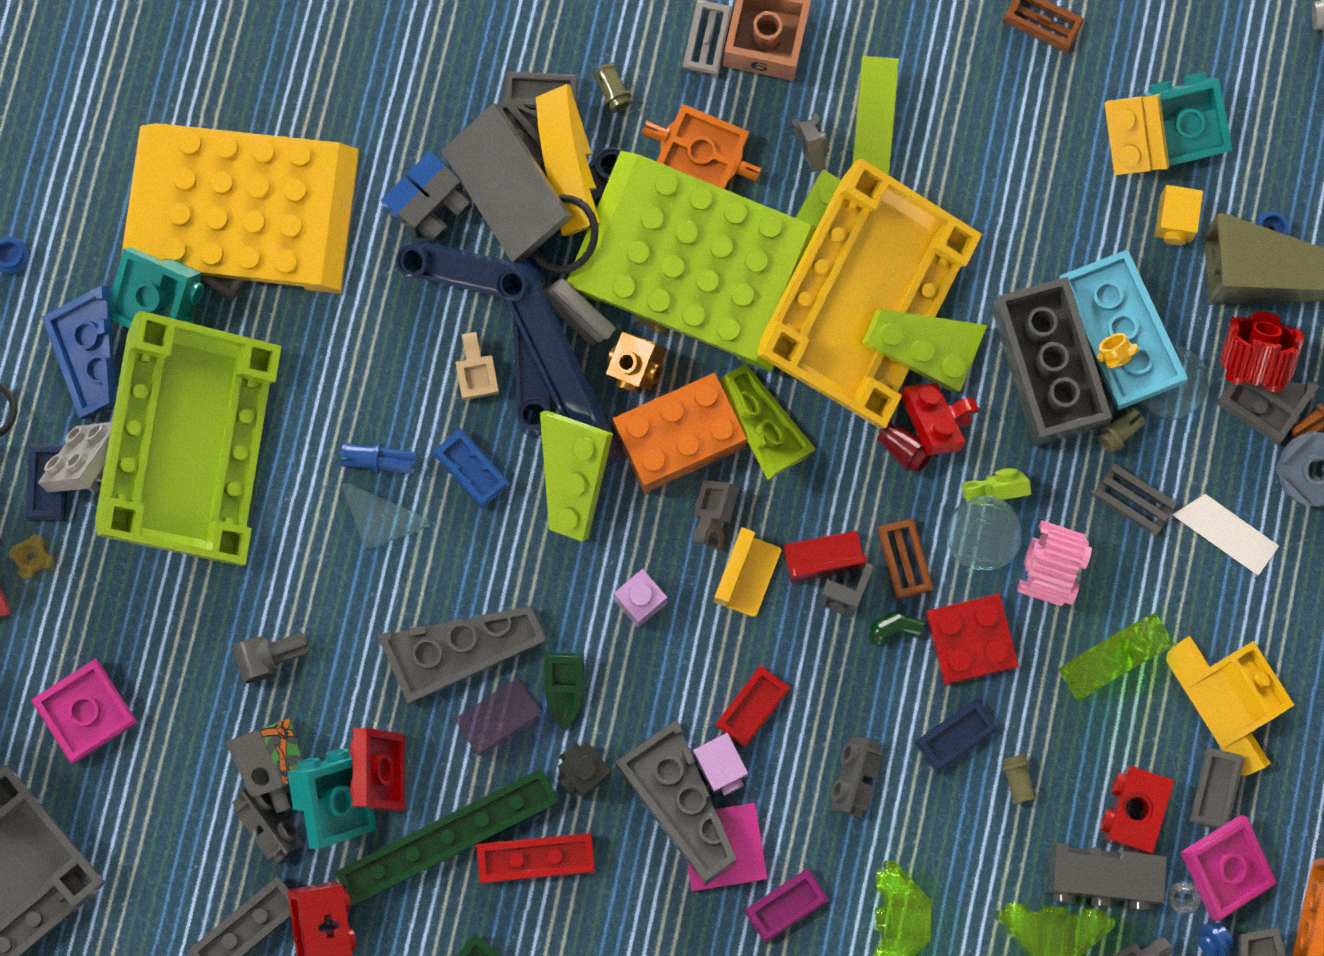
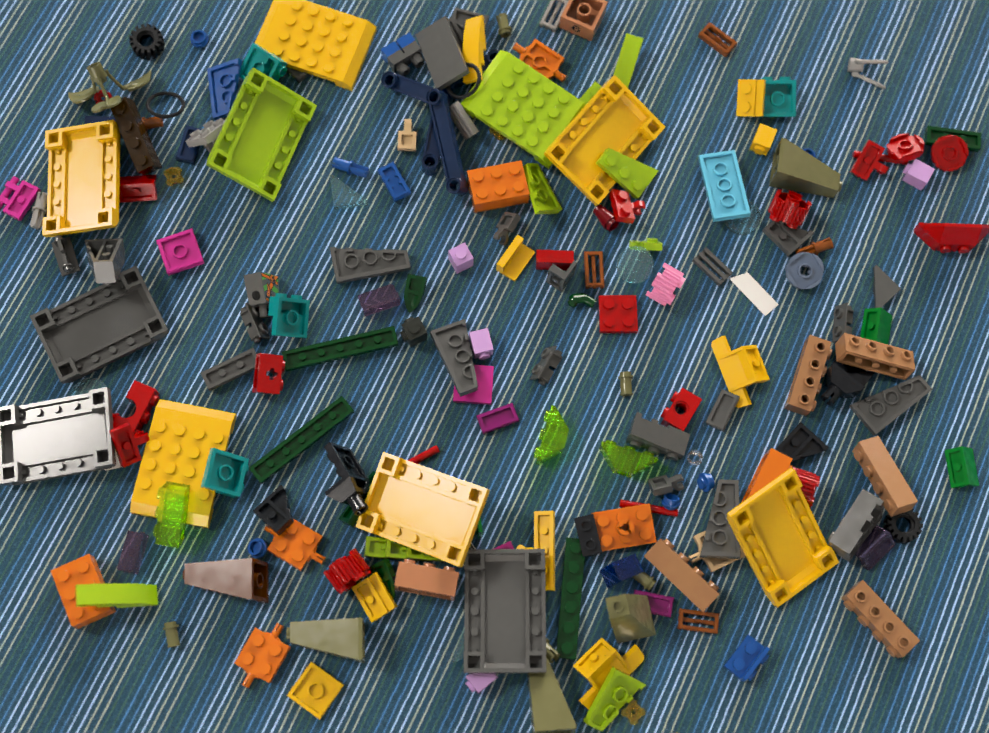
camera: 10 degrees right, 5 degrees down
(258, 657) = (270, 245): dark grey axle -> none
(378, 769) = (314, 307): red plate -> none
(535, 858) = (380, 368): red plate -> none
(573, 472) = (442, 192): lime wing -> none
(636, 362) = (485, 149): brick -> none
(752, 706) = (503, 321): red tile -> none
(813, 141) = (594, 68): dark grey plate -> none
(956, 735) = (599, 357): dark blue tile -> none
(1050, 361) = (685, 192): dark grey brick -> none
(1115, 435) = (711, 233): olive pin -> none
(1116, 350) = (718, 192): yellow plate -> none
(1116, 656) = (686, 336): clear neon green slope -> none
(1228, 868) = (720, 447): dark pink plate -> none

